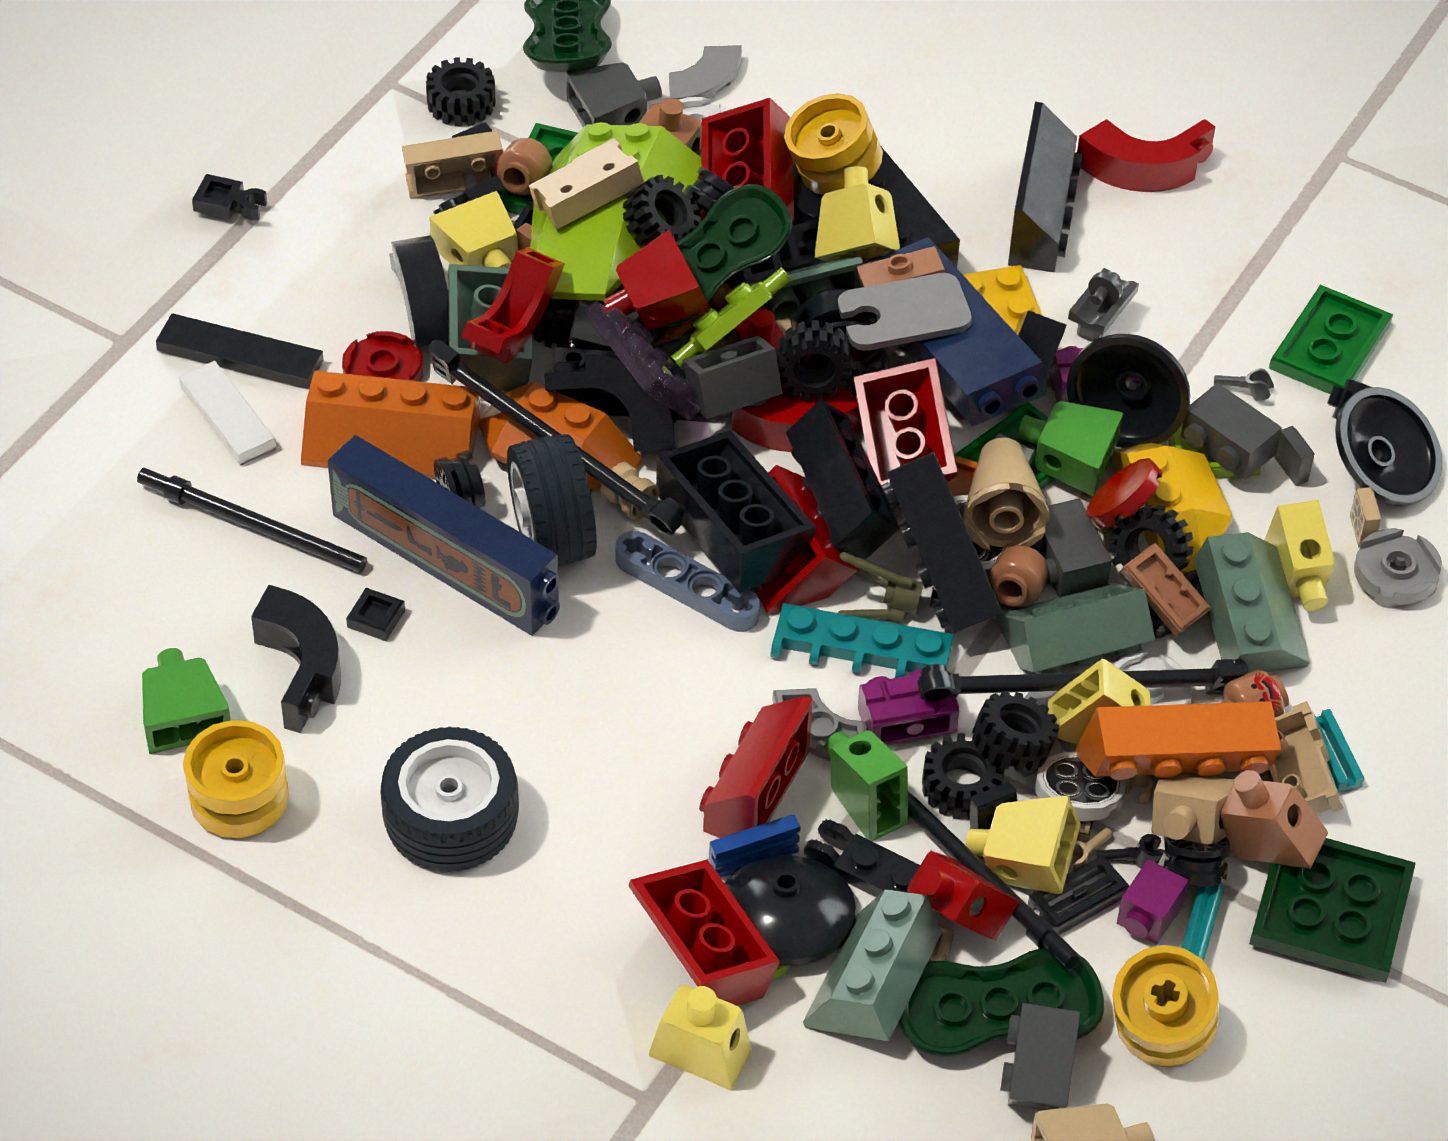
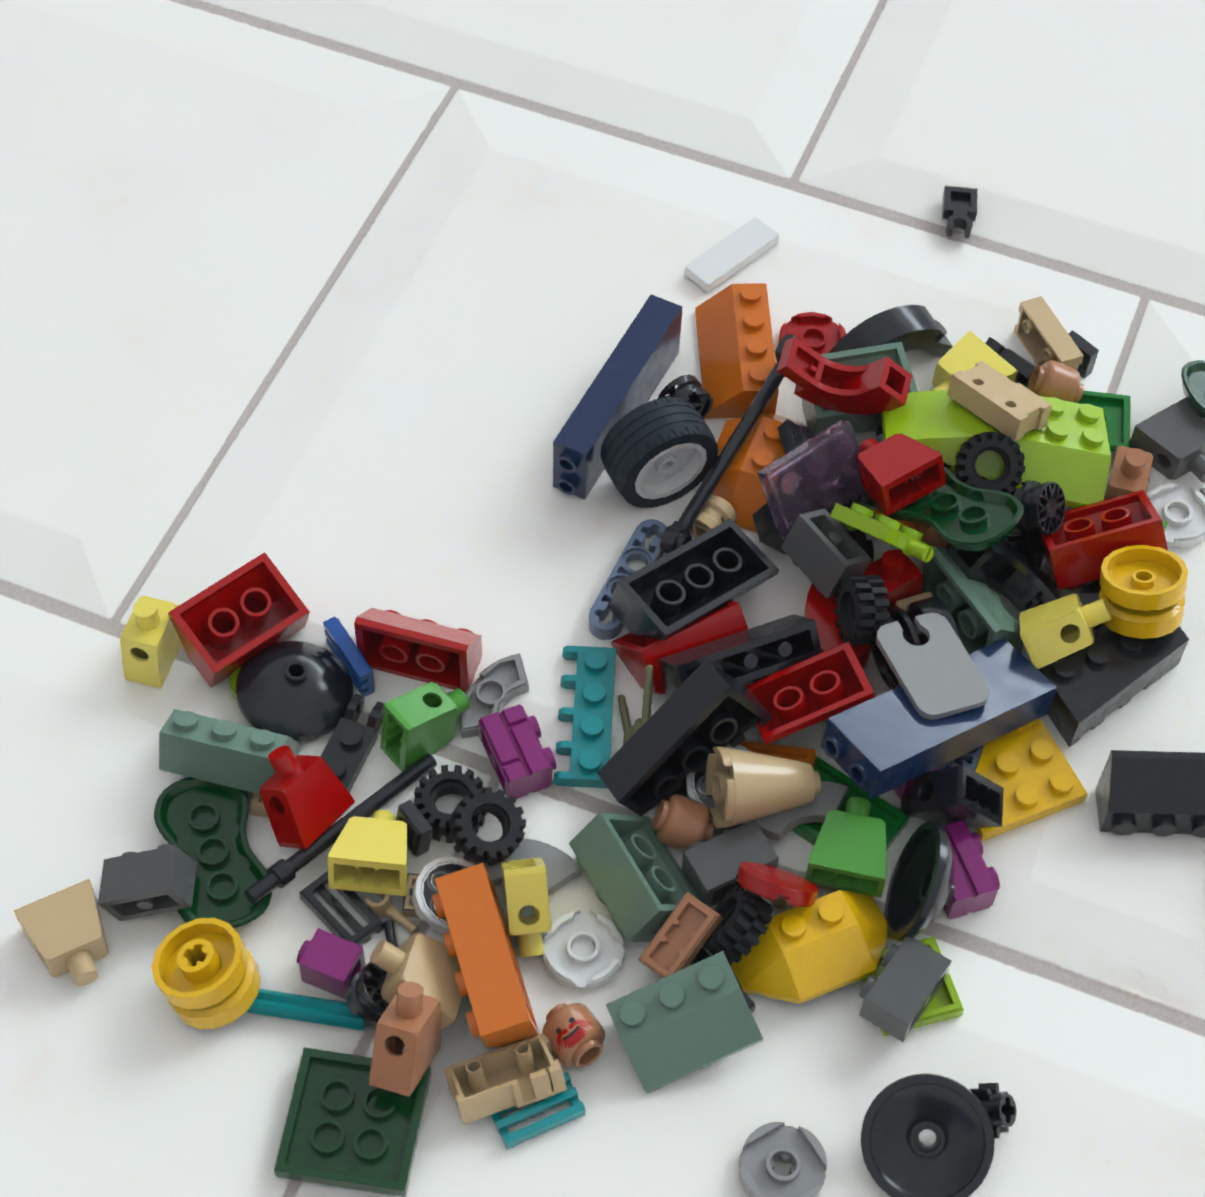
camera: 80 degrees right, 5 degrees up
(179, 701) = (430, 275): bright green torso -> none
(181, 491) = (641, 242): black bar -> none
(236, 779) = (356, 315): yellow wheel -> none
(239, 350) = (799, 251): black tile -> none
(305, 633) = (492, 346): black arch -> none
(375, 614) = (548, 380): black tile -> none
(449, 798) = (358, 445): black wheel -> none
(464, 105) = (1143, 351): black tyre -> none
(901, 267) = (994, 664): nougat plate -> none
(939, 684) = (518, 753): black hinge -> none
(1101, 303) = (1053, 865): dark grey hips -> none
(1257, 381) = (995, 1014): dark grey hand -> none
(1294, 455) = (902, 1058): dark grey tile -> none
(1304, 551) = (759, 1063): light yellow torso -> none
(1330, 340) = (1086, 1094): green tile -> none
(1364, 514) = (838, 1129): tan tile -> none

